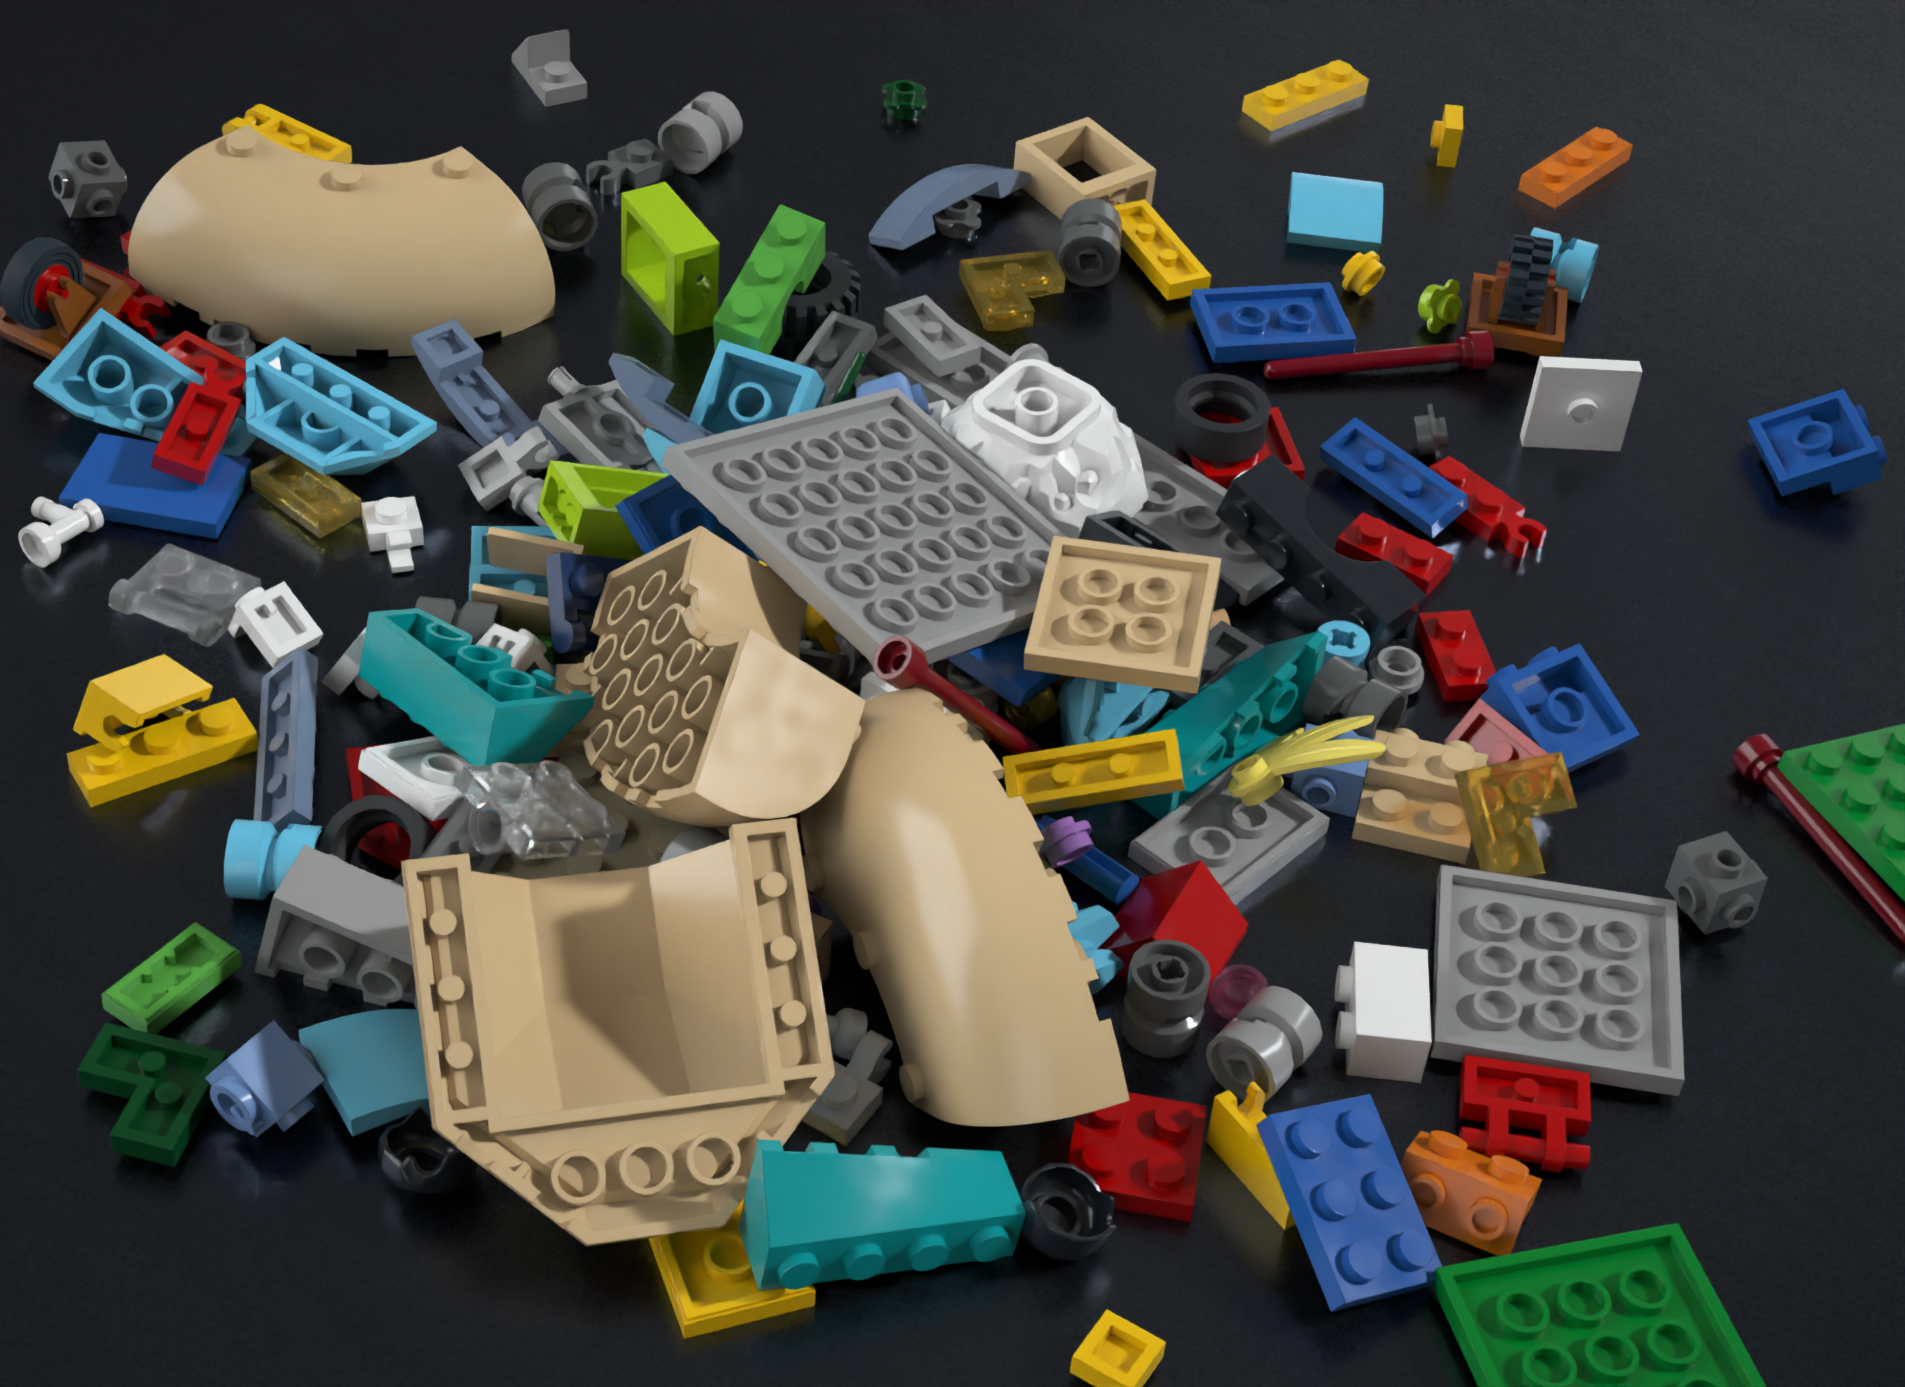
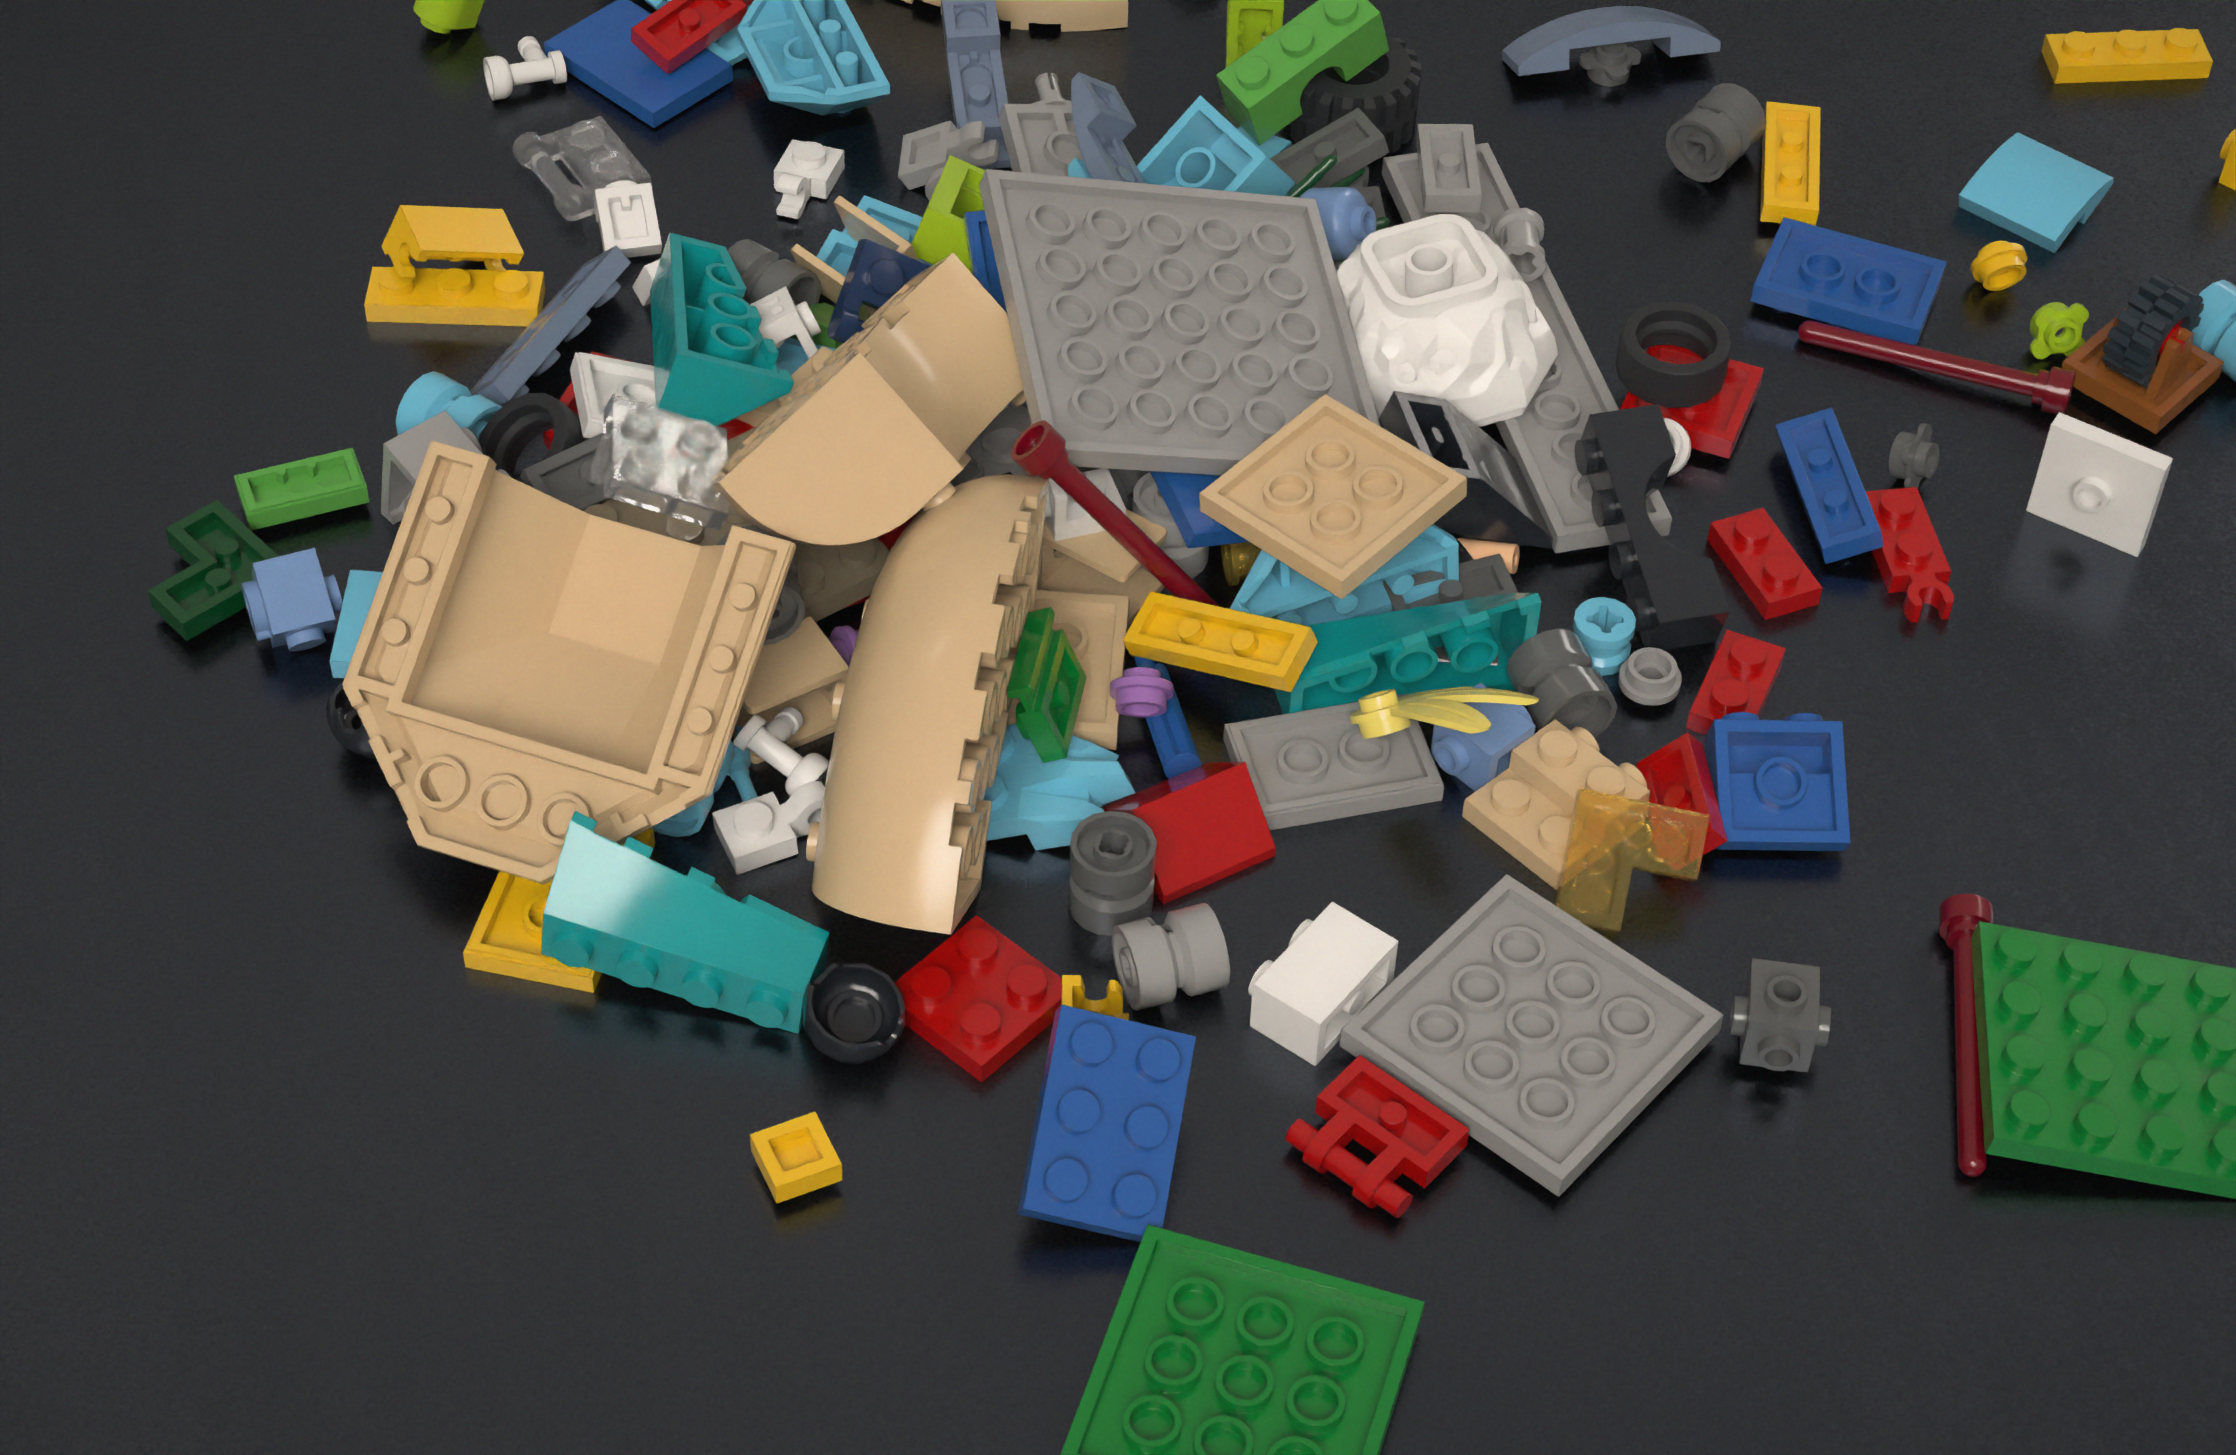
camera: 35 degrees right, 5 degrees up
(306, 495) = (753, 121): clear yellow plate -> none
(1003, 283) = (1591, 138): clear yellow plate -> none
(1123, 172) = (1790, 25): tan window -> none
(1235, 989) = (1208, 890): clear pink plate -> none
(1468, 1192) = (1250, 1174): orange bracket -> none

